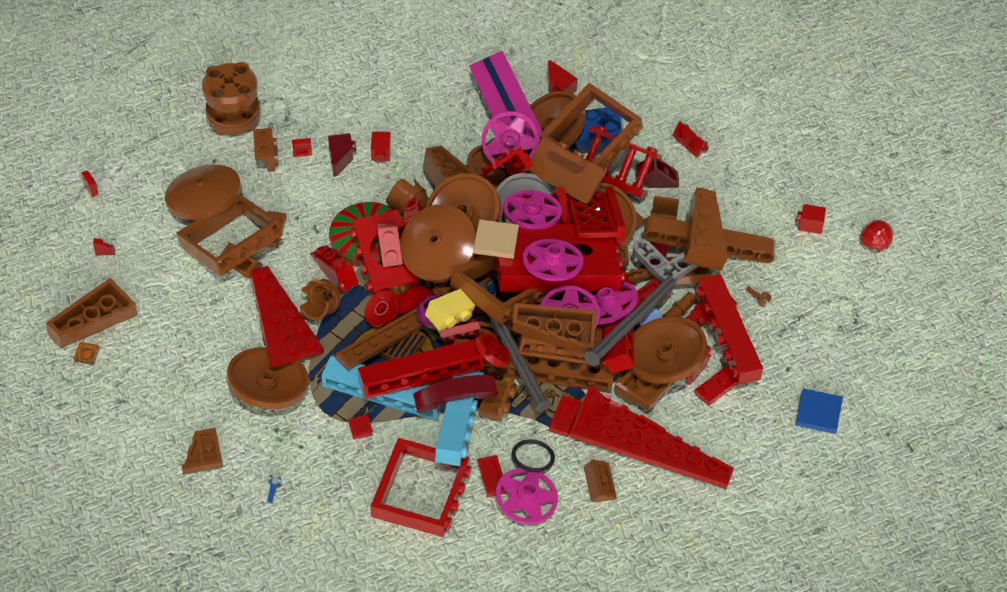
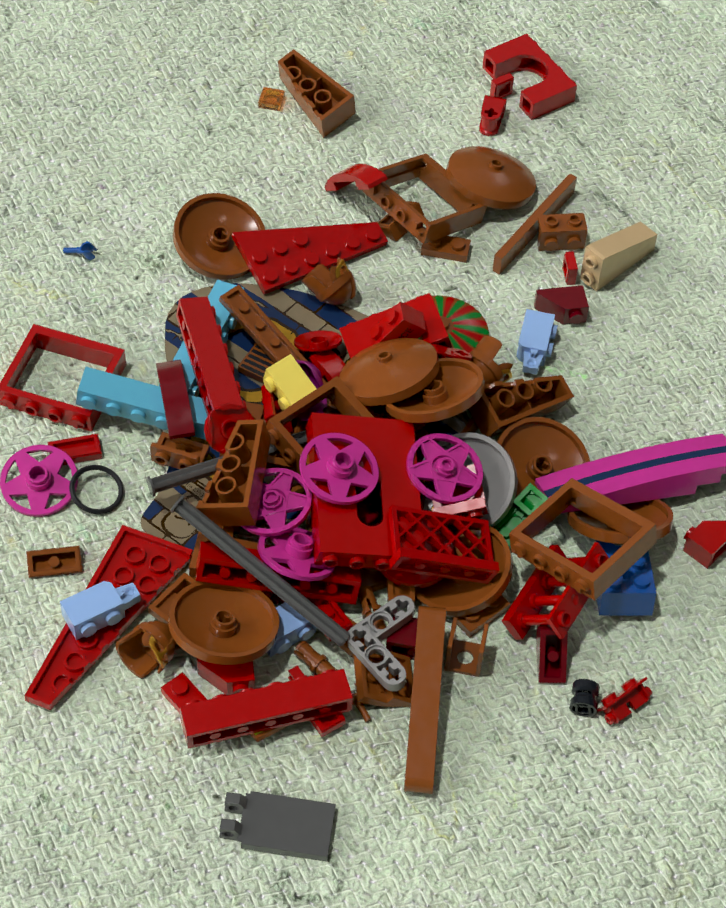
camera: 90 degrees right, 0 degrees up
(91, 146) = (526, 55): none -> red arch
(103, 248) = (412, 101): red tile -> none
(120, 190) = (492, 114): none -> red piece
(203, 452) = (132, 192): dark orange wing -> none
(214, 272) = (363, 175): none -> red slope
(231, 98) = (625, 186): dark orange piece -> none
(253, 167) = (530, 227): none -> dark orange tile
(291, 114) = (615, 254): none -> tan slope
(335, 267) = (380, 297): red slope -> none
(360, 427) = (155, 327): red tile -> none
(377, 172) = (535, 340): none -> light blue hinge
(380, 146) = (577, 344): red brick -> none
(496, 239) = (375, 411): tan tile -> none
(509, 136) = (572, 455): dark pink wheel -> none
(513, 161) = (530, 455): red bracket -> none
(565, 415) = (155, 524): red tile -> none
(566, 169) = (514, 507): dark orange bracket -> none
(654, 437) = (97, 607): none -> light blue hinge
(675, 404) = (146, 648): none -> dark orange helmet
(697, 158) = (584, 699): none -> black wheel
(705, 234) = (418, 671): dark orange wedge -> none
(765, 295) = (340, 767): dark orange hand -> none
(807, 328) = (279, 824): none -> dark grey tile
(811, 218) = (478, 847): red brick -> none
(819, 411) = (139, 827): blue tile -> none

